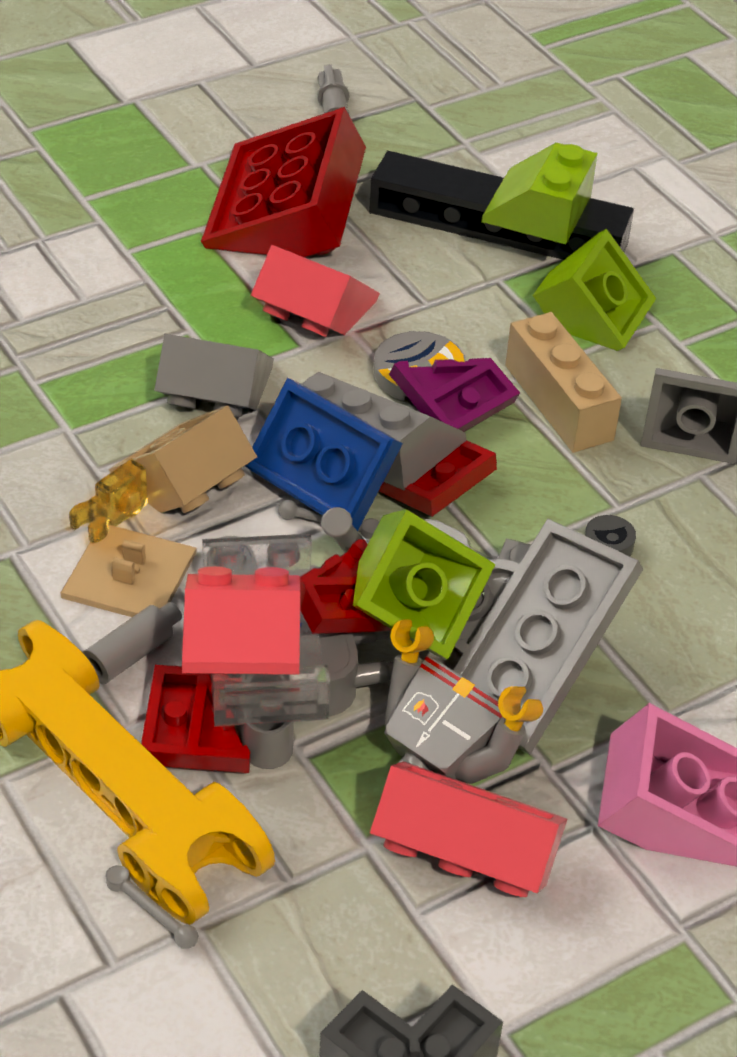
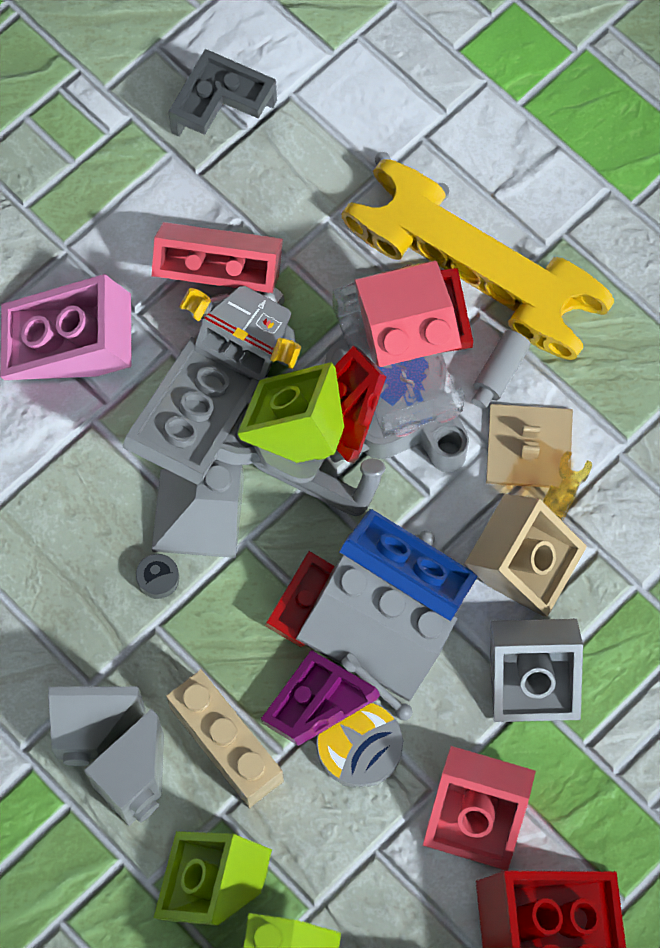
camera: 170 degrees right, 25 degrees up
(410, 399) = (351, 664): none -> light grey hinge
(673, 338) = (132, 770): none -> light grey slope

